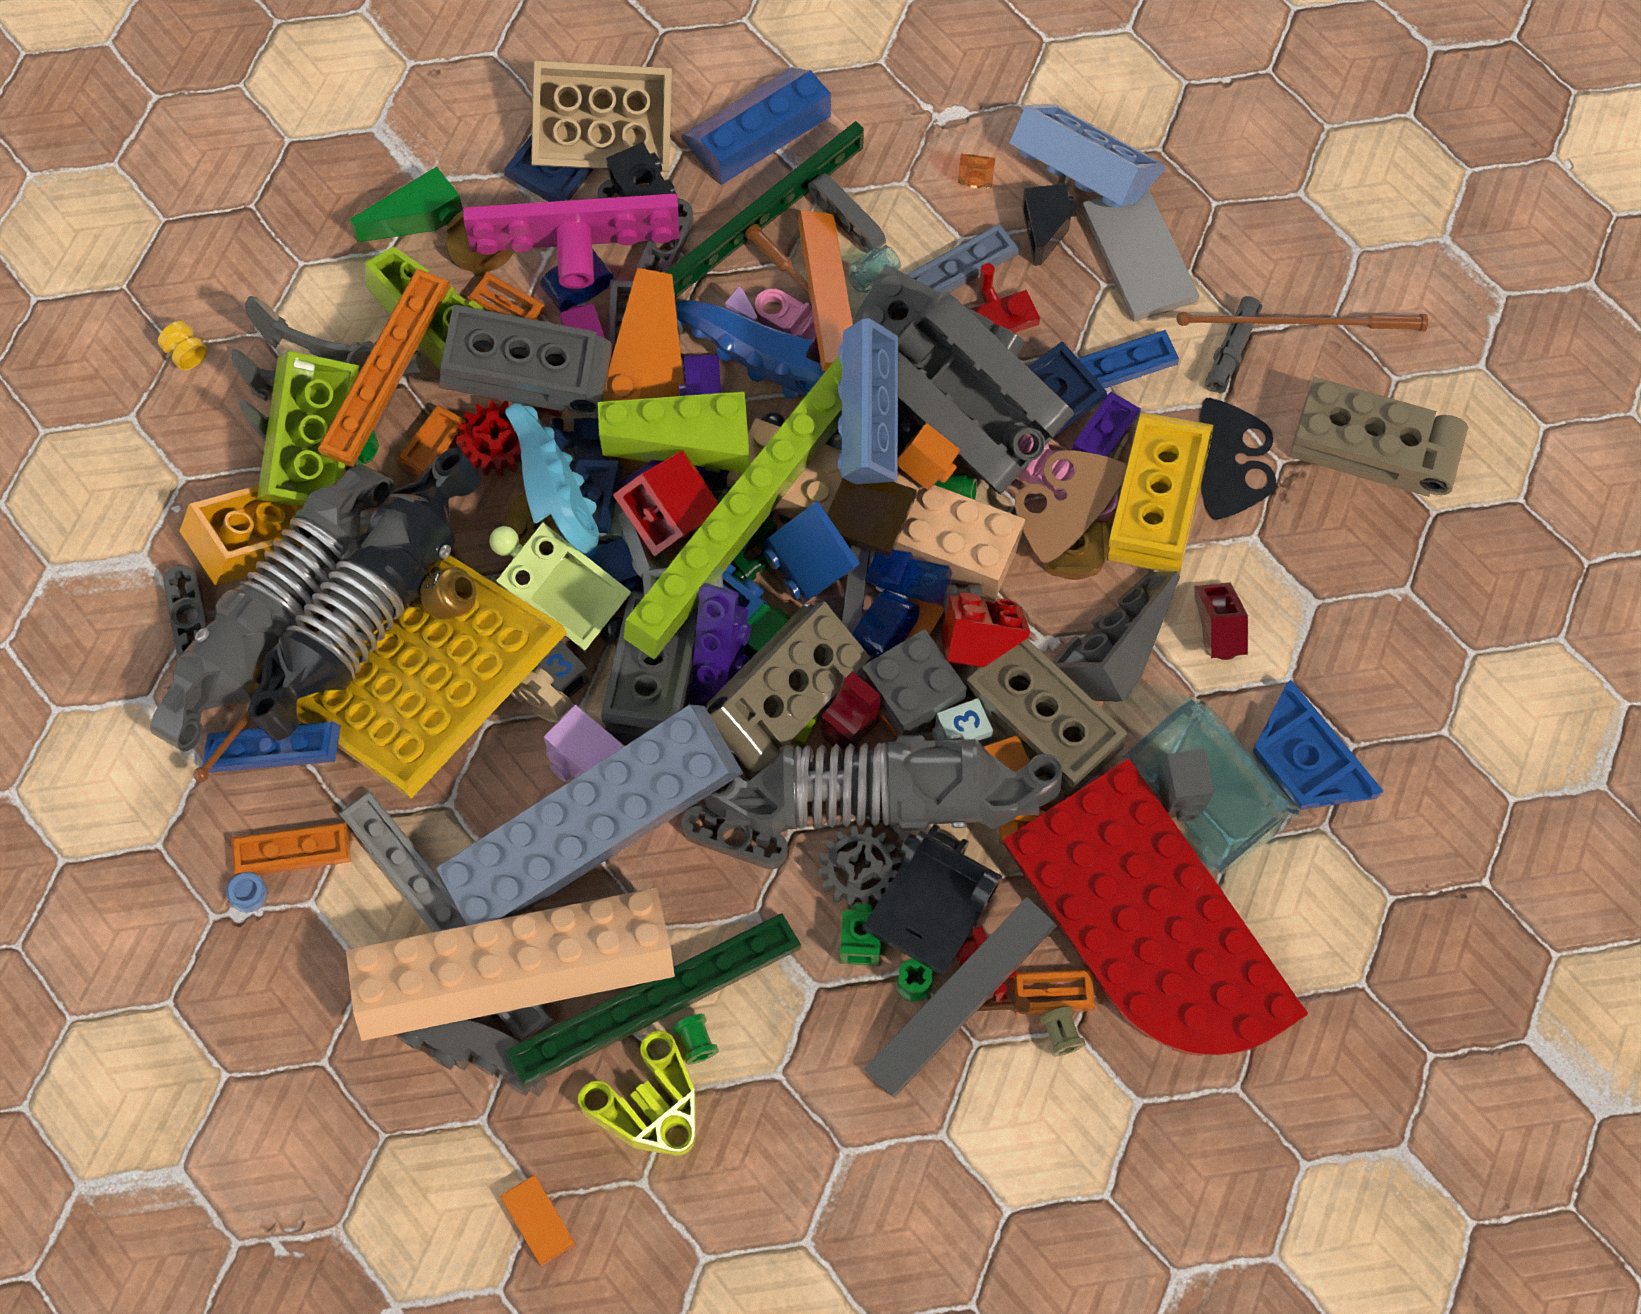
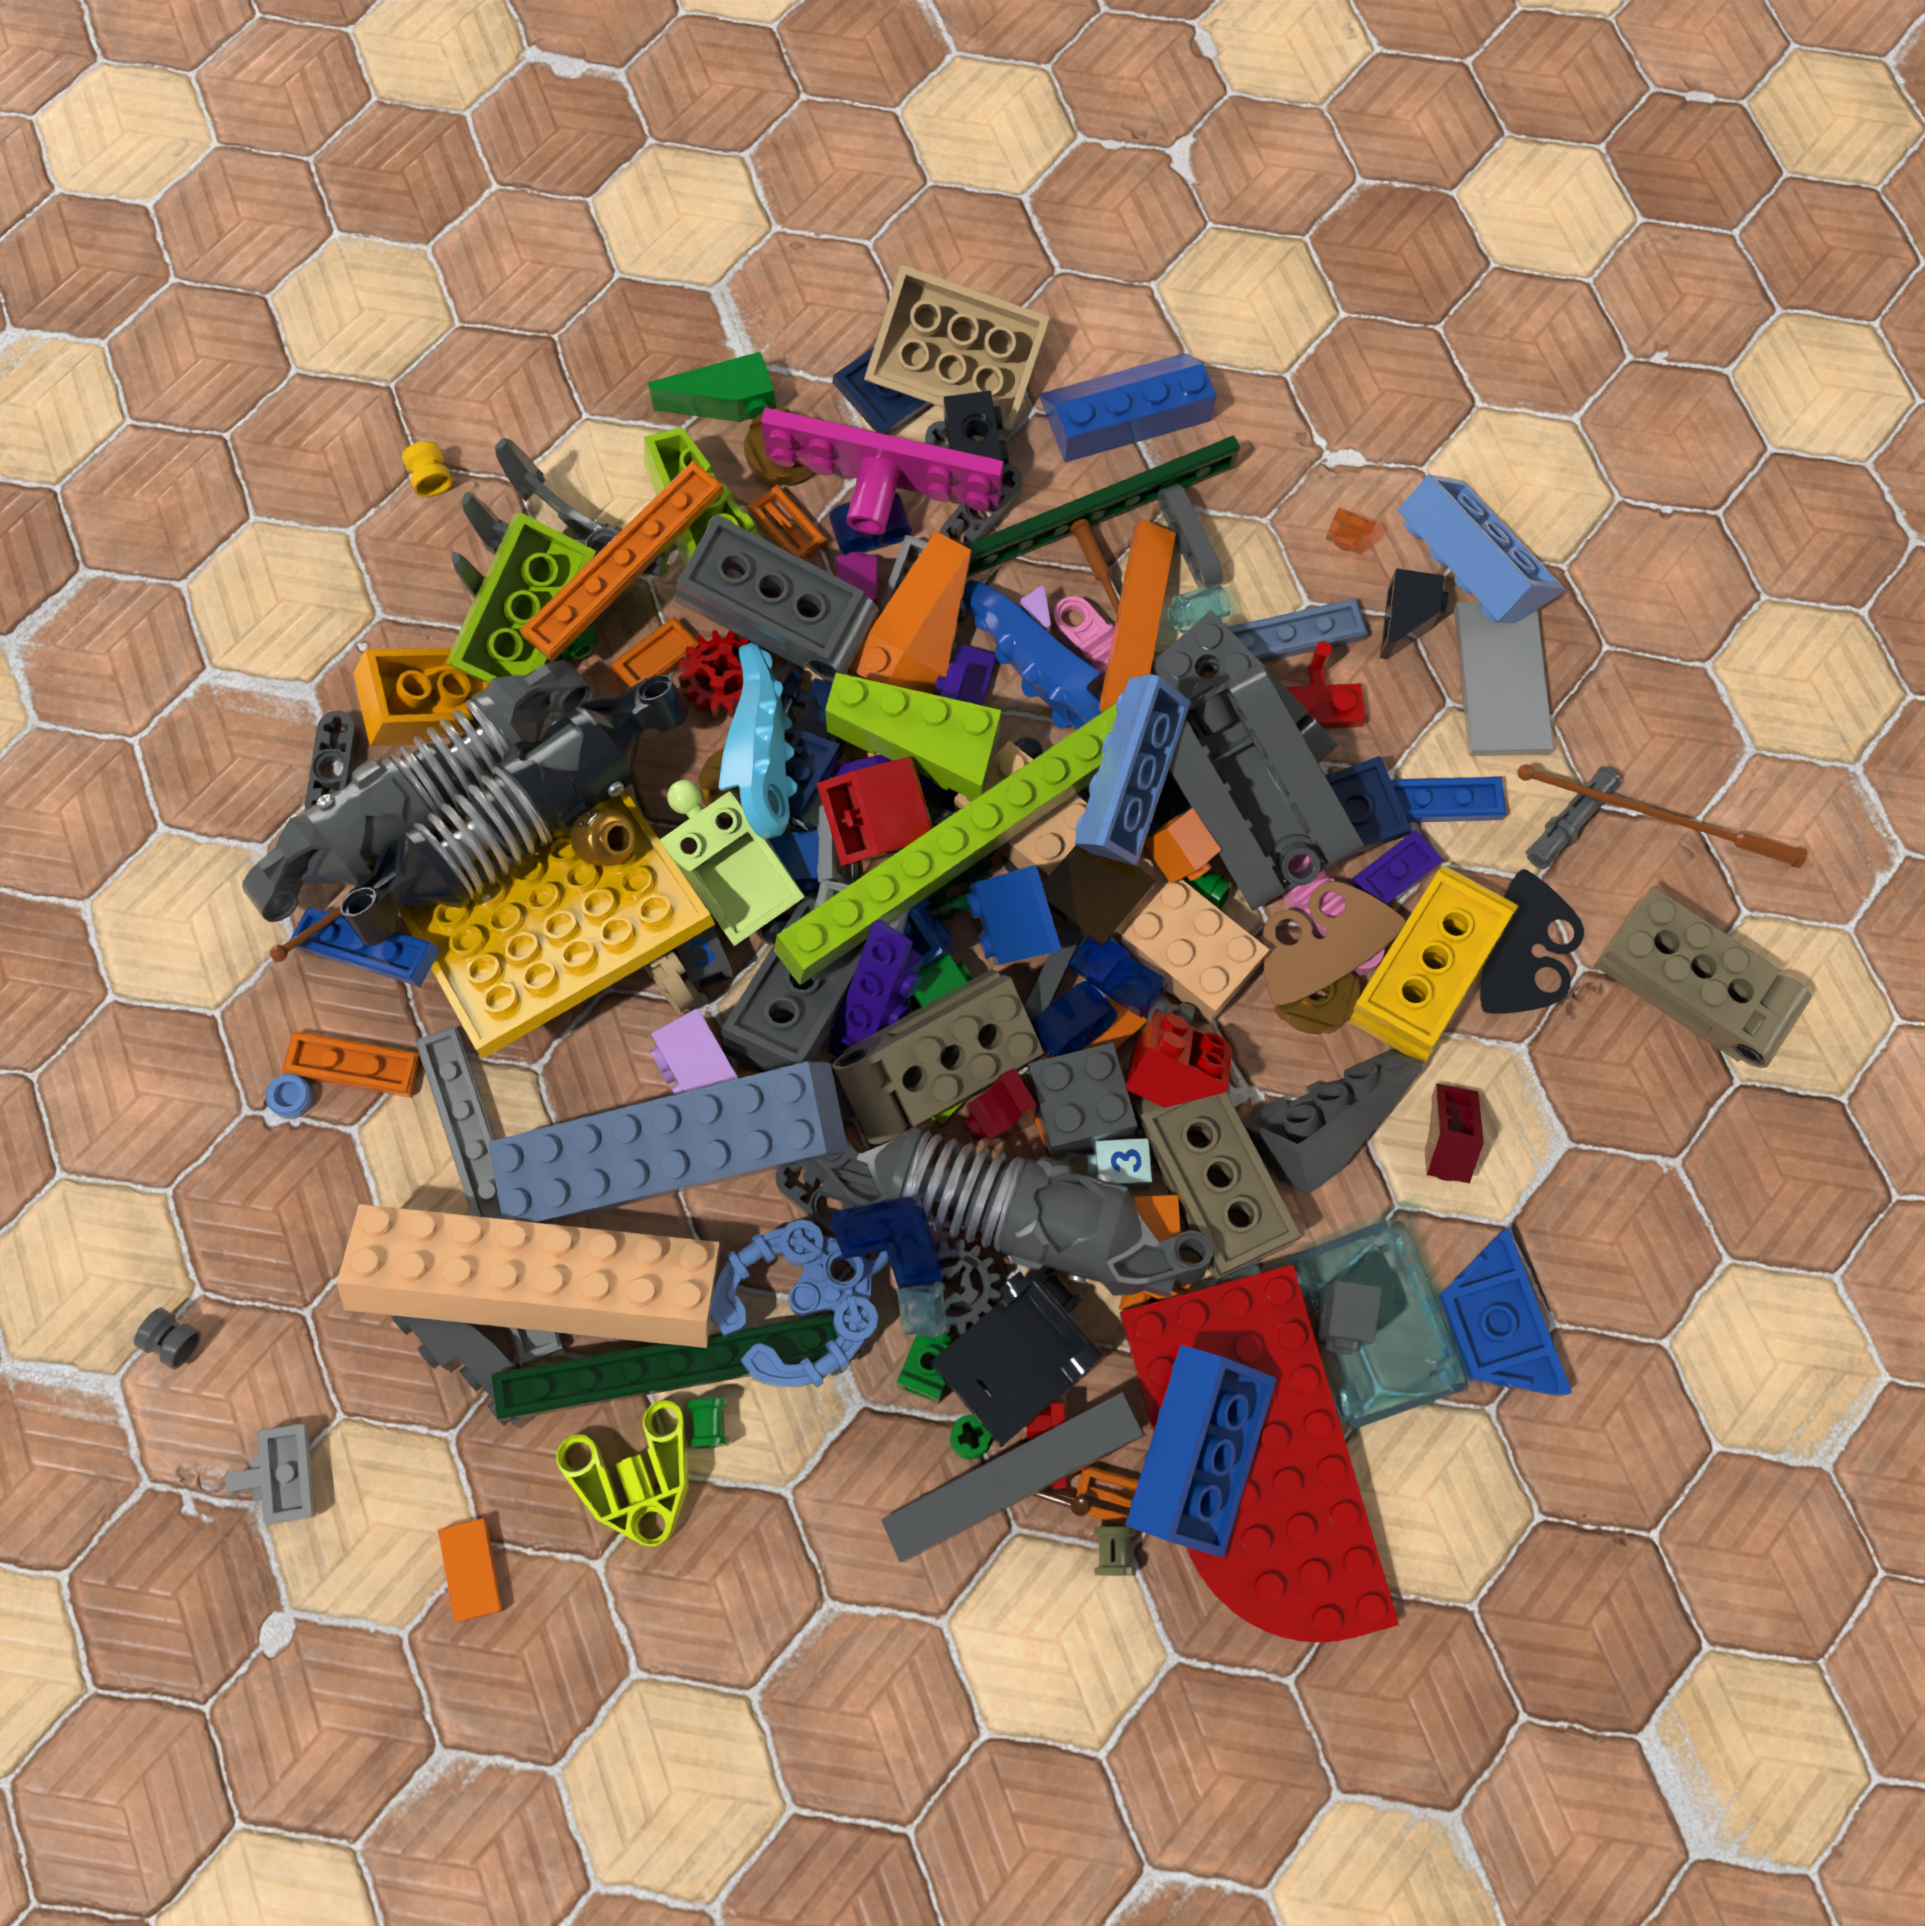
camera: 15 degrees right, 5 degrees up
(214, 1117) = (167, 1338): none -> dark grey wheel
(349, 1196) = (279, 1475): none -> light grey hinge
(748, 904) = (815, 1291): none -> medium blue piece
(802, 828) = (893, 1227): none -> clear blue plate
(841, 889) = (922, 1311): none -> clear light blue slope
(1105, 923) = (1201, 1451): none -> blue slope

